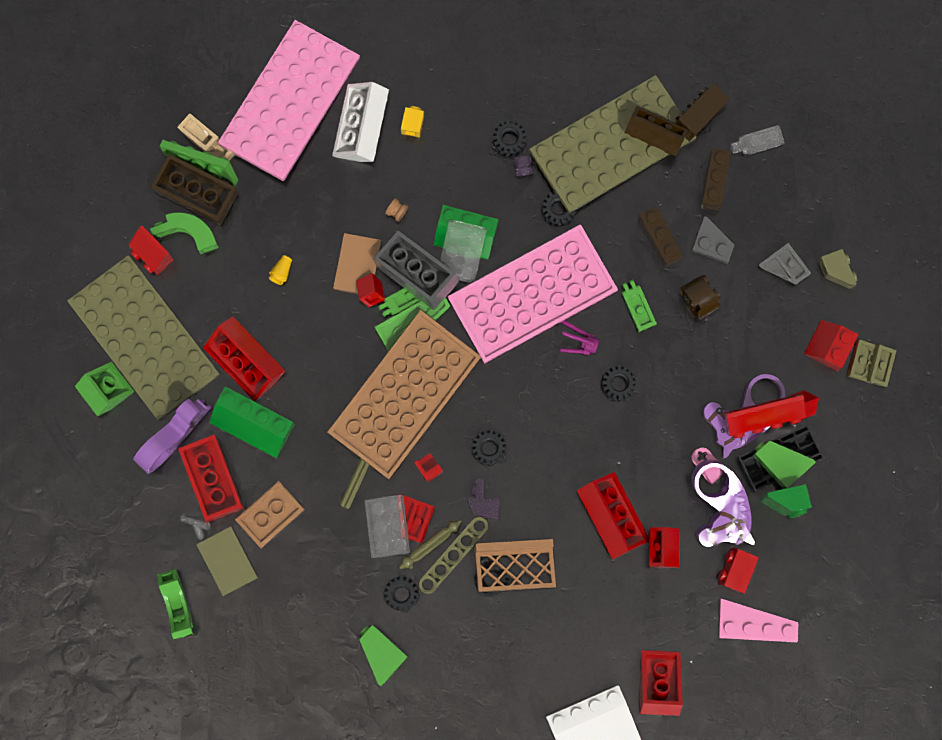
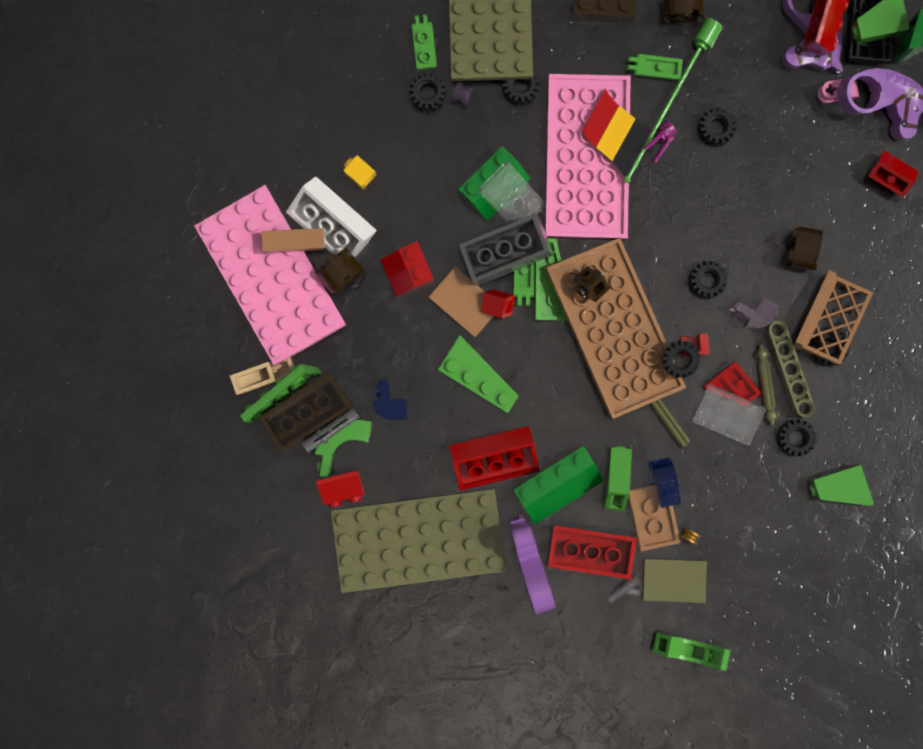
camera: 60 degrees left, 5 degrees up
(104, 388) = (446, 604): bright green slope -> none
(169, 206) = (310, 445): none -> dark grey pin
(236, 250) = (389, 409): none -> clear blue brick
(270, 552) = (690, 536): none -> pearl gold bush
(280, 271) = (429, 376): yellow cone -> none
(283, 466) = (618, 478): none -> bright green slope
(301, 506) = (666, 482): none -> clear blue brick
(304, 302) = (475, 374): none -> bright green wing
(322, 150) = (339, 271): none -> dark brown brick
(326, 100) = (293, 240): none -> medium nougat tile
(357, 204) = (407, 269): none -> red slope
(396, 210) = (435, 235): medium nougat wheel -> none
(419, 463) = (686, 371): none -> black tyre
(426, 351) = (591, 284): none -> dark brown brick
(547, 113) = (424, 44): none -> bright green hinge
(559, 510) = (806, 248): none -> dark brown brick
(565, 305) = (619, 133): none -> flag
(613, 515) = (836, 203): red slope -> none

